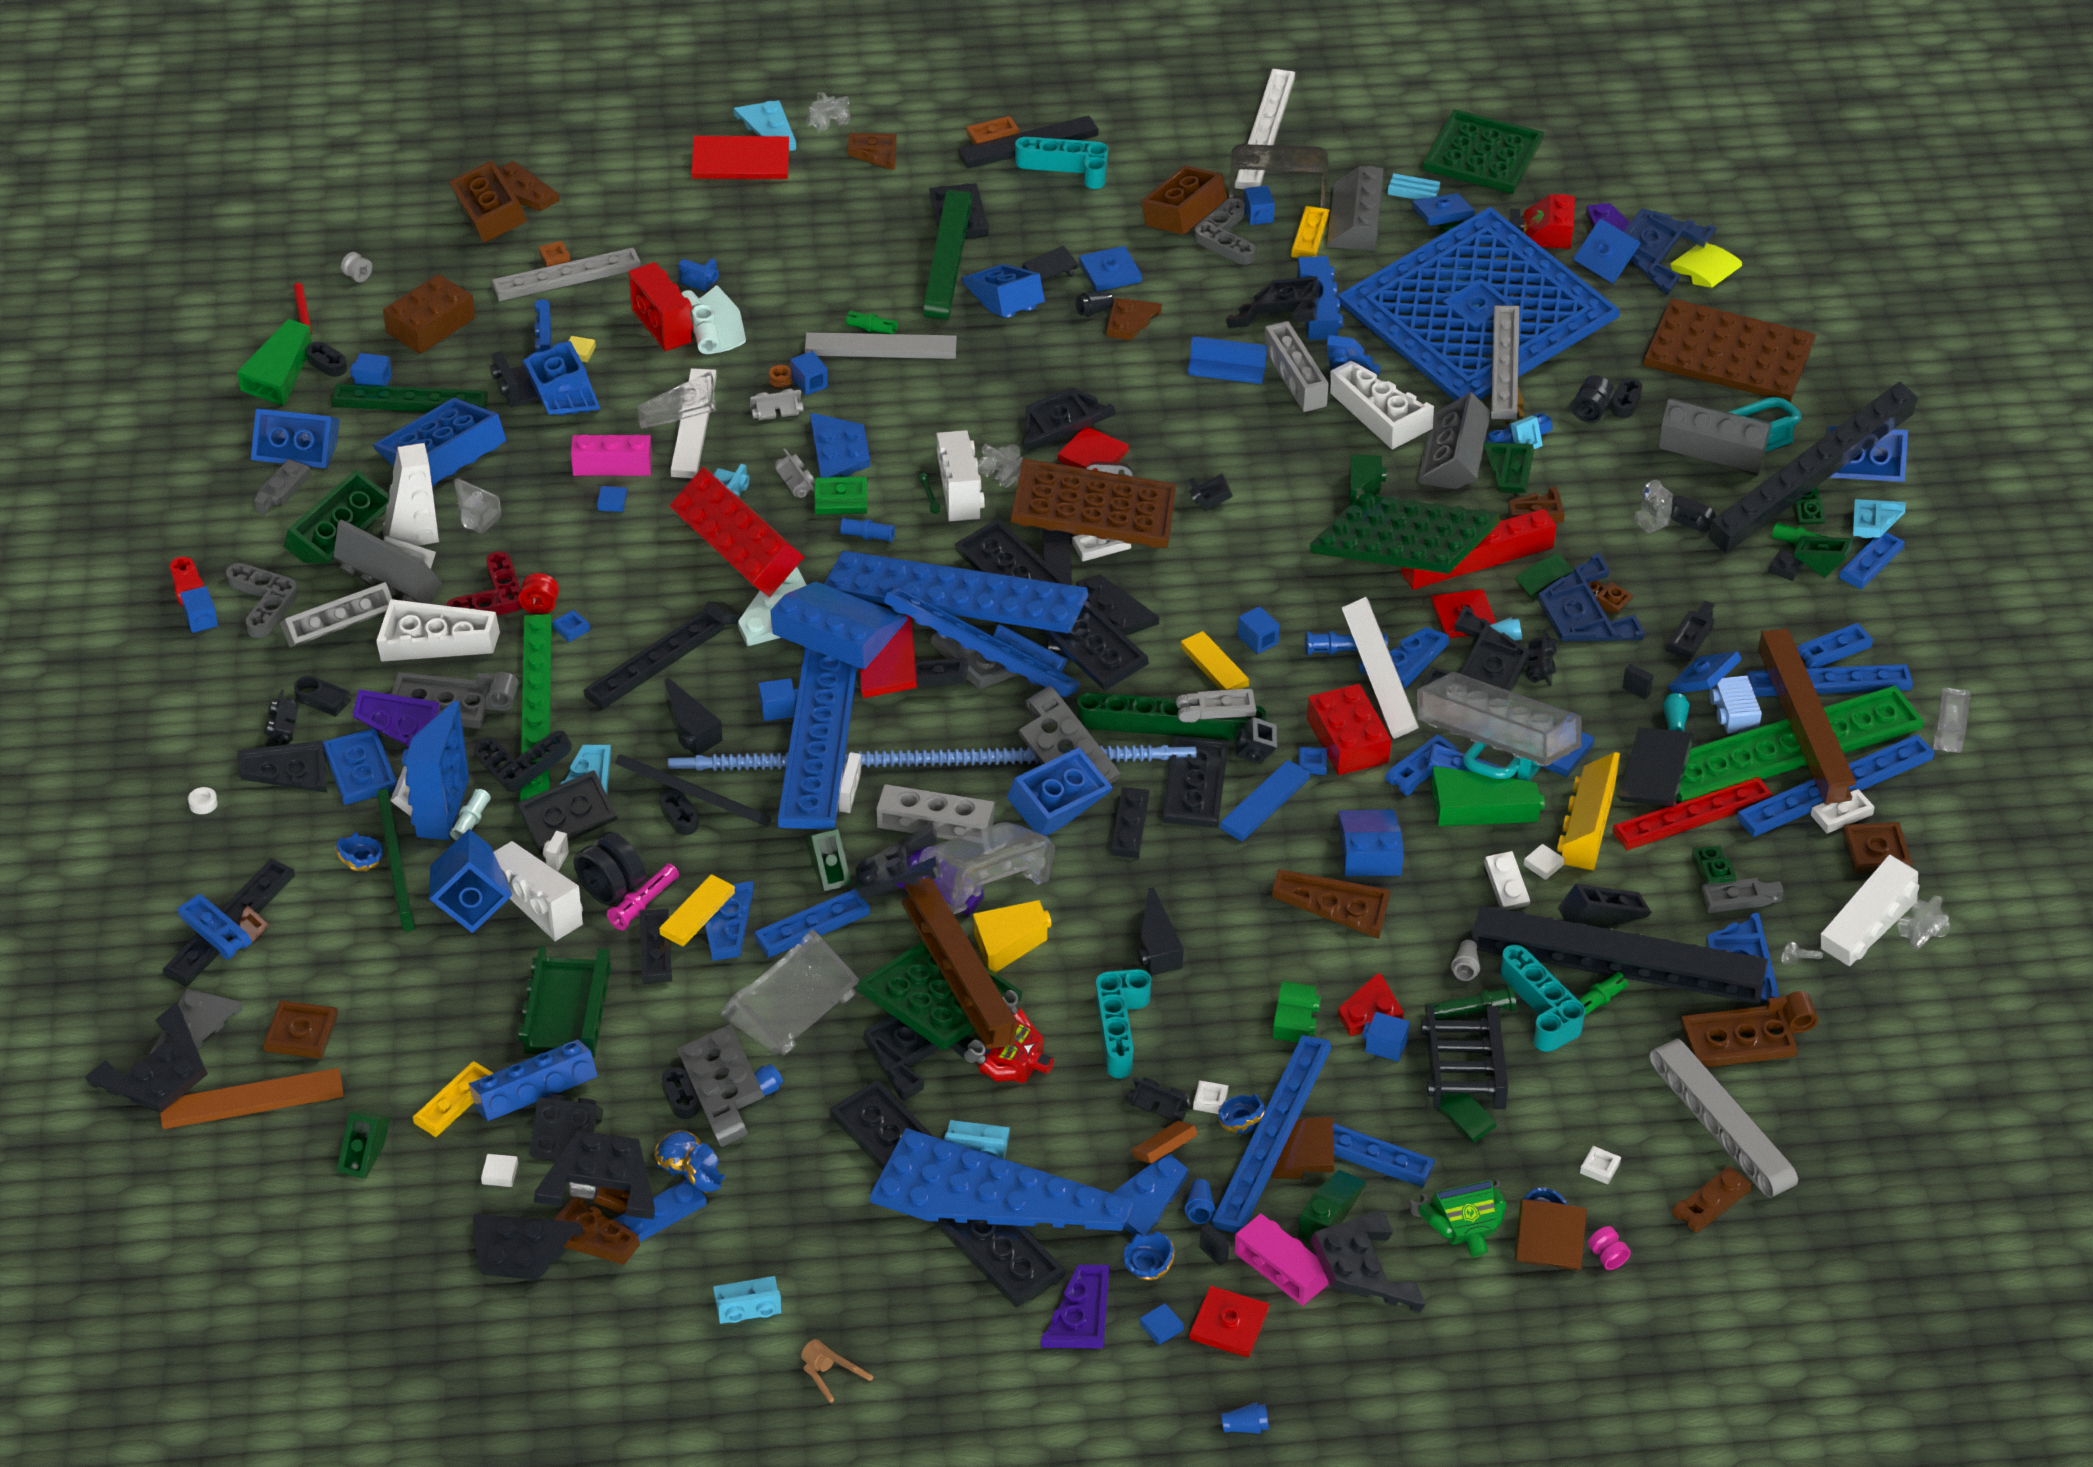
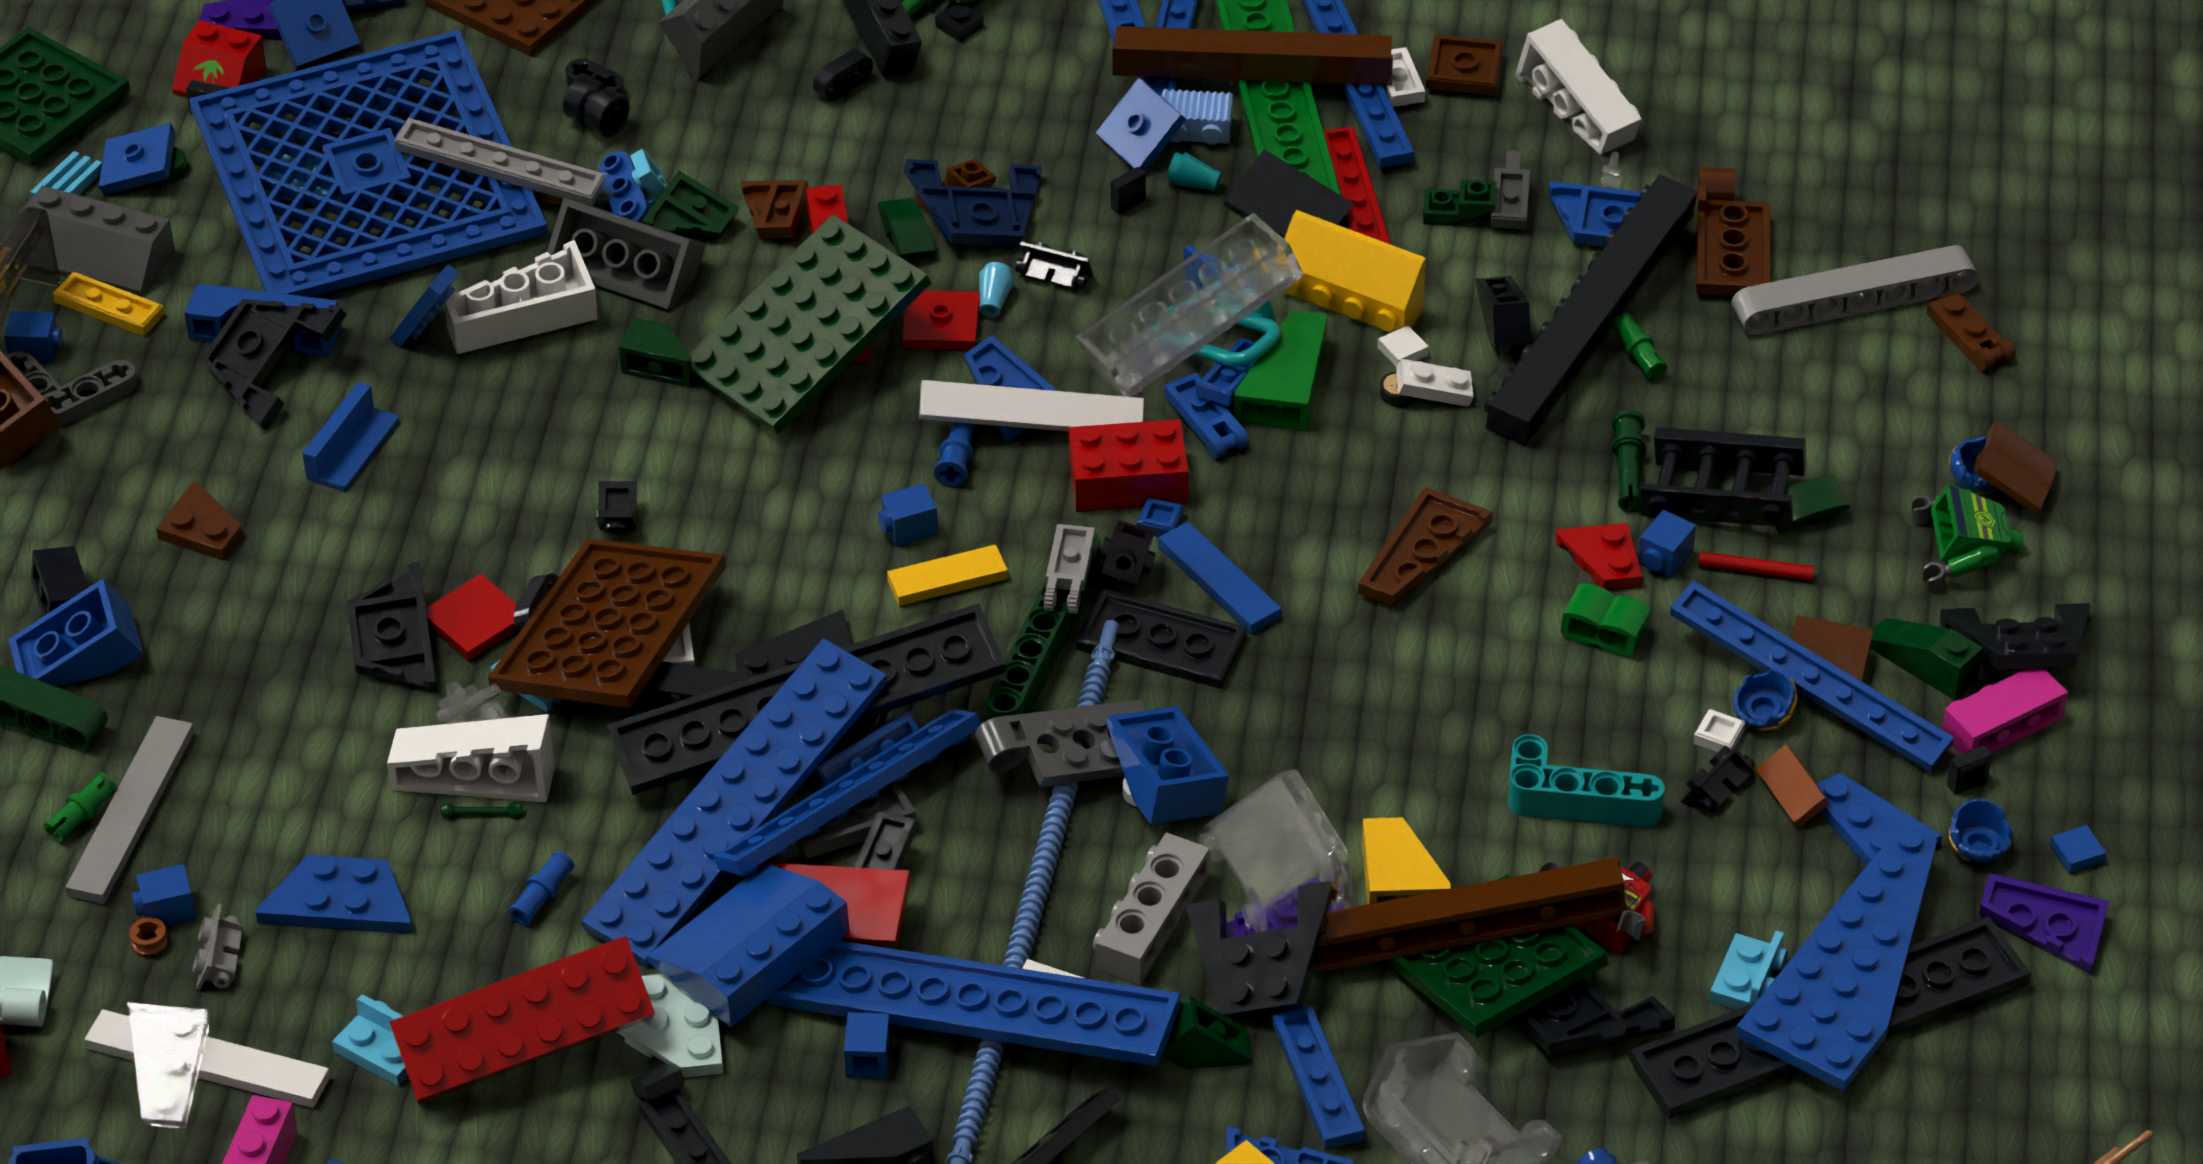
camera: 75 degrees left, 0 degrees up
(791, 468) = (371, 950): light grey hinge -> none
(841, 495) = (455, 906): green plate -> none
(1093, 303) = (157, 554): black cone -> none
(1110, 269) = (83, 521): blue plate -> none
(1130, 822) = (1223, 716): black plate -> none
(1160, 945) = (1440, 723): black slope -> none
(1200, 1202) = (1895, 771): blue cone -> none
(1229, 1321) = (2083, 785): red plate -> none
(1296, 366) = (409, 364): light grey brick -> none
(1370, 842) = (1325, 489): blue slope -> none
(1381, 1156) = (1853, 589): blue tile -> none
(1392, 1097) = (1756, 566): none -> red bar
(1466, 962) = (1557, 448): light grey cone -> none
(1494, 658) = (1051, 307): black wing -> none
(1558, 1010) = (1642, 387): teal beam -> none
(1600, 1165) = (1899, 411): white tile -> none
(1611, 1251) = (2037, 426): dark pink wheel -> none
(1655, 507) = (828, 98): clear leg -> none
(1692, 632) = (1054, 124): black hinge -> none
(1926, 922) = (1606, 50): clear hips -> none

